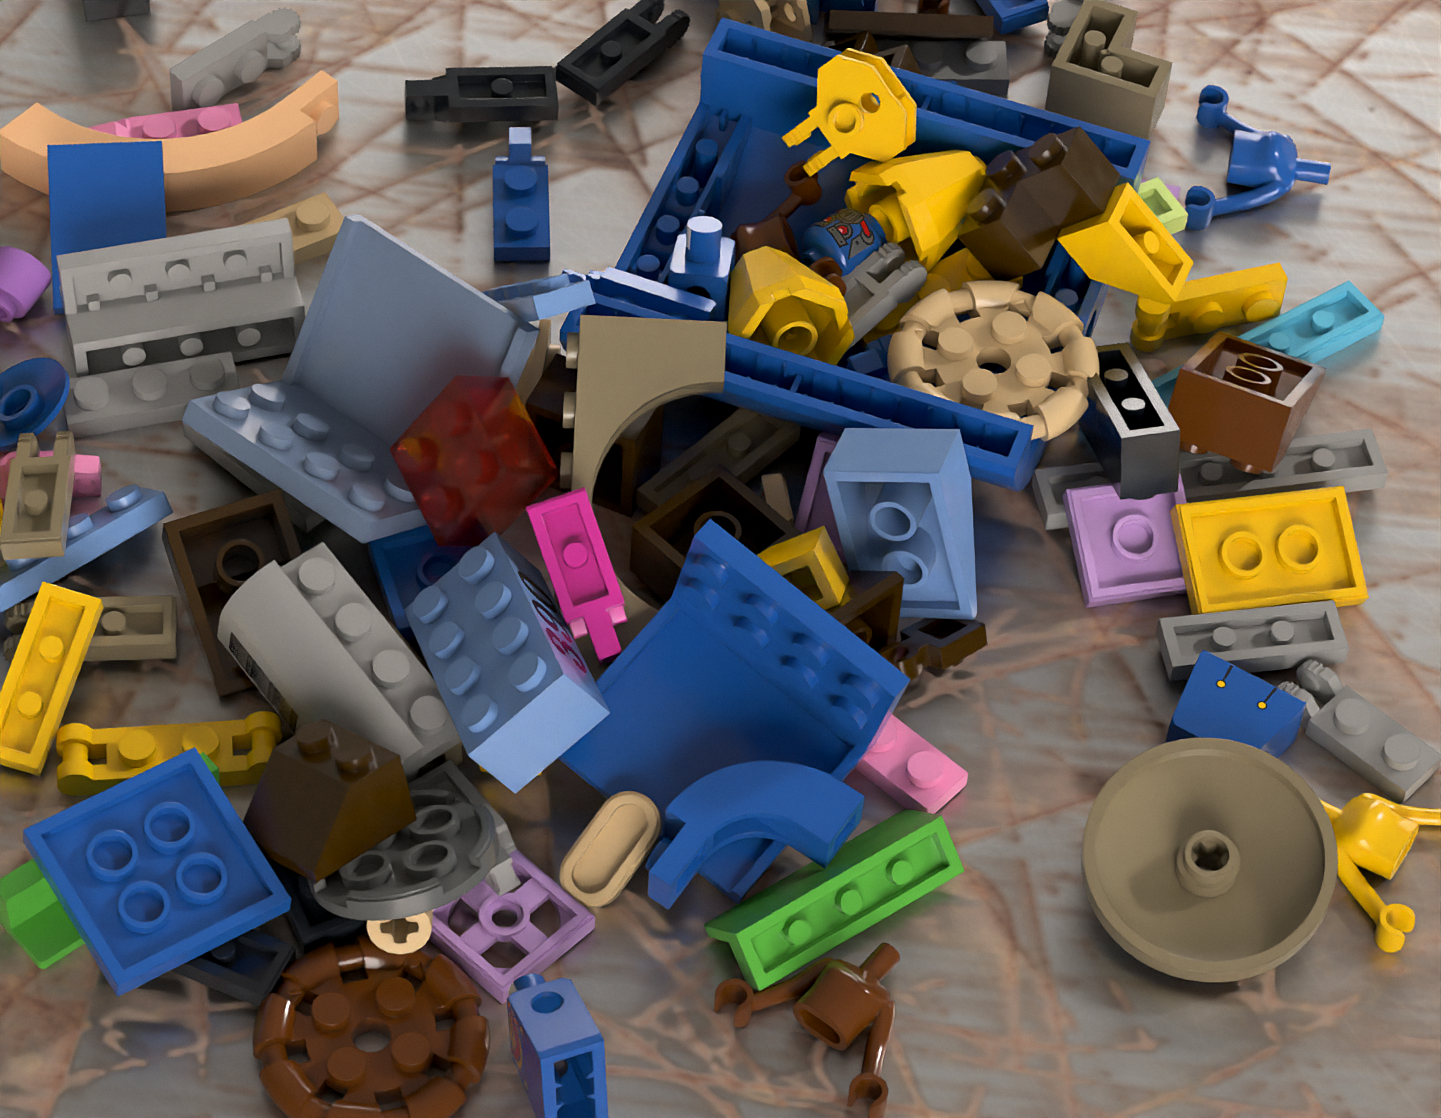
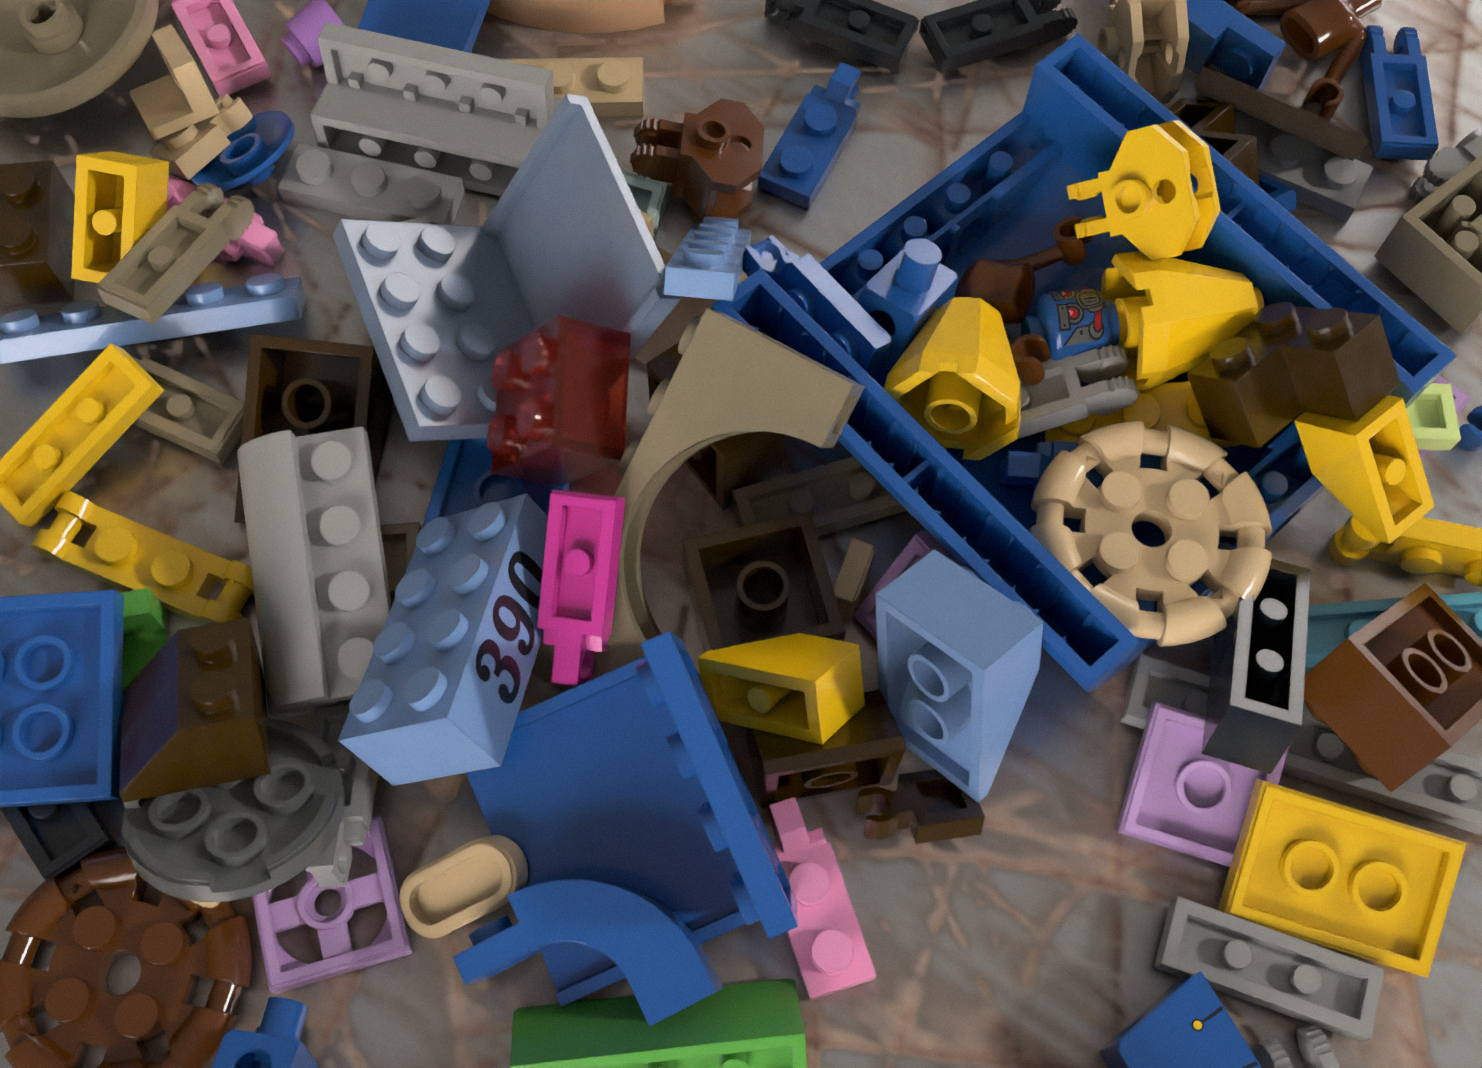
camera: 30 degrees right, 15 degrees up
(448, 241) = (704, 157): none -> reddish brown hinge

